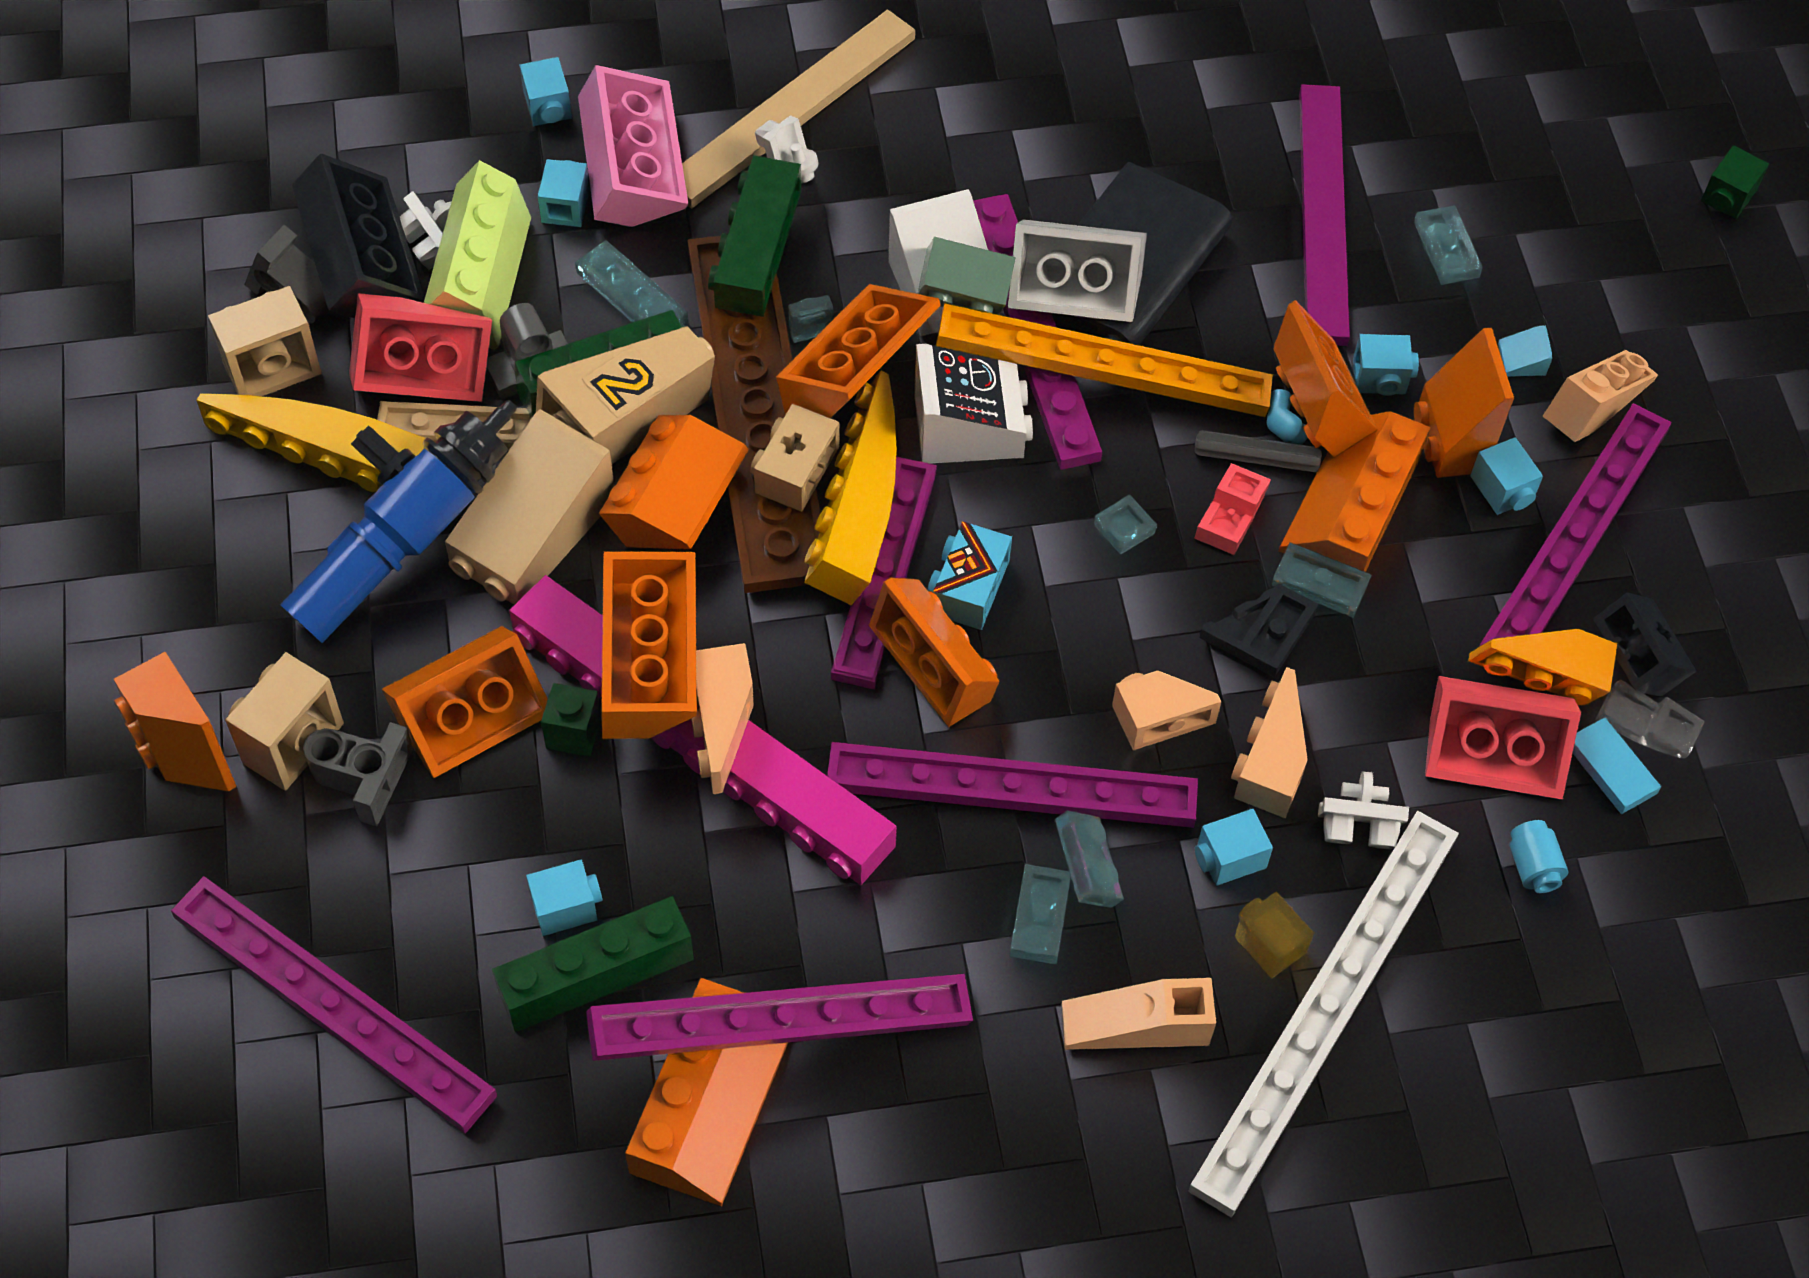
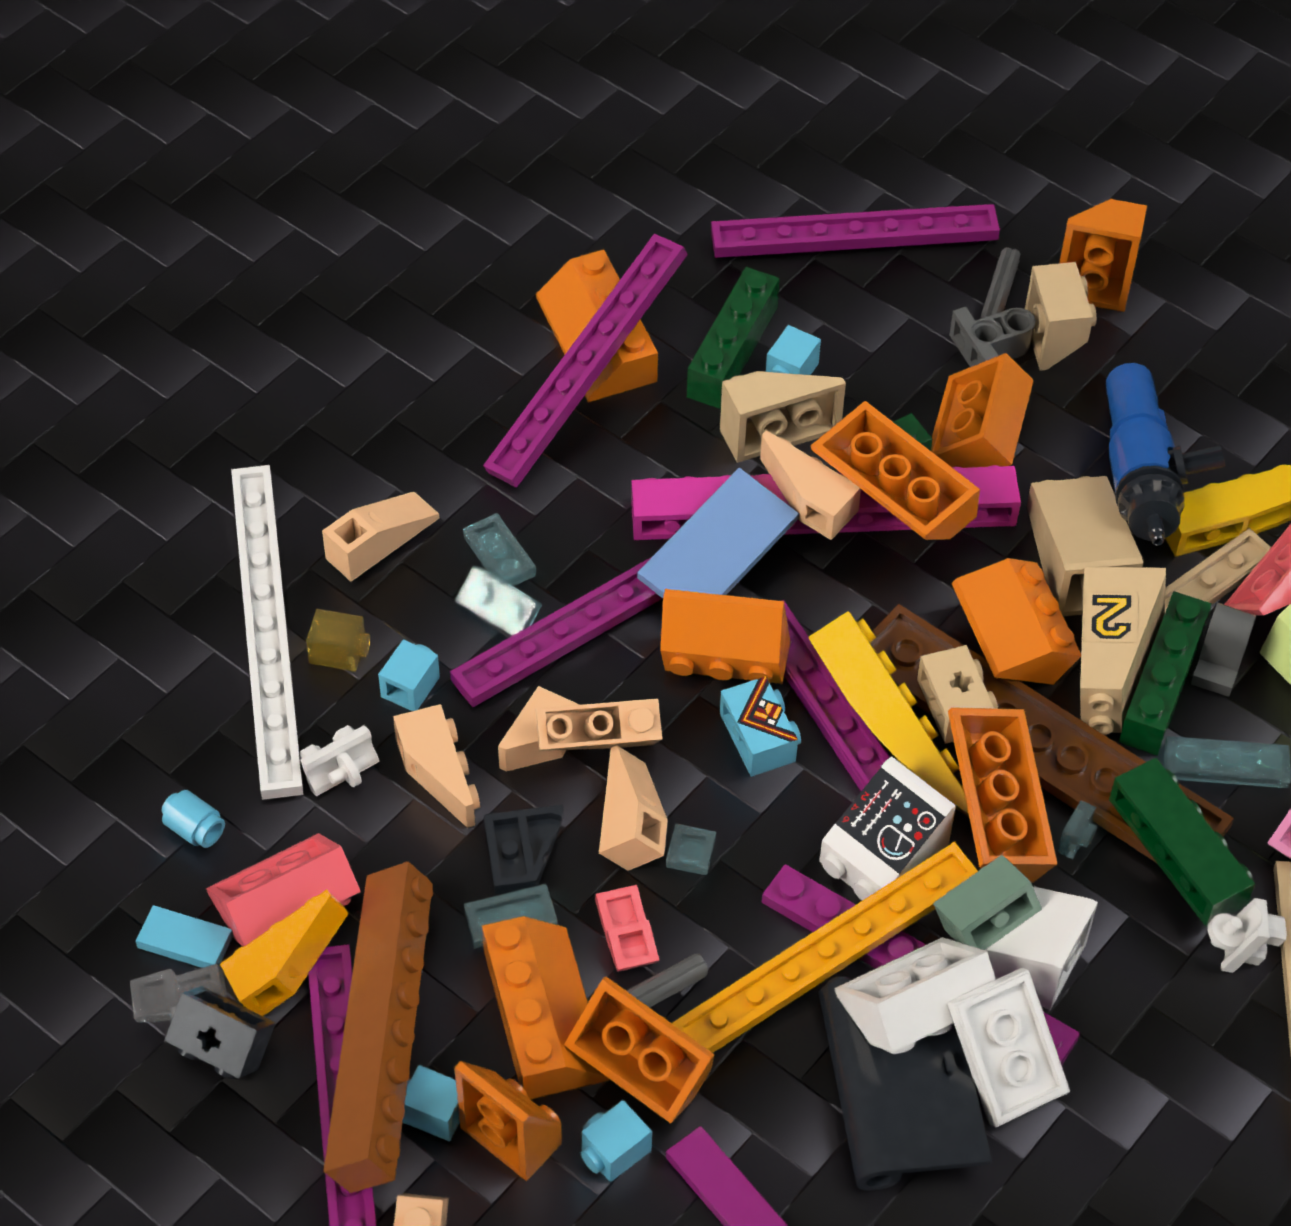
camera: 140 degrees right, 5 degrees down
(279, 824) = (1001, 282): none -> dark grey axle
(659, 830) = (781, 403): none -> tan slope
(850, 736) = (720, 539): none -> medium blue tile
(1044, 202) = (1008, 1047): none -> white tile
(1108, 650) = (599, 725): none -> light nougat slope
(1152, 571) = (632, 815): none -> light nougat slope
(1509, 544) = (379, 1029): none -> dark orange brick

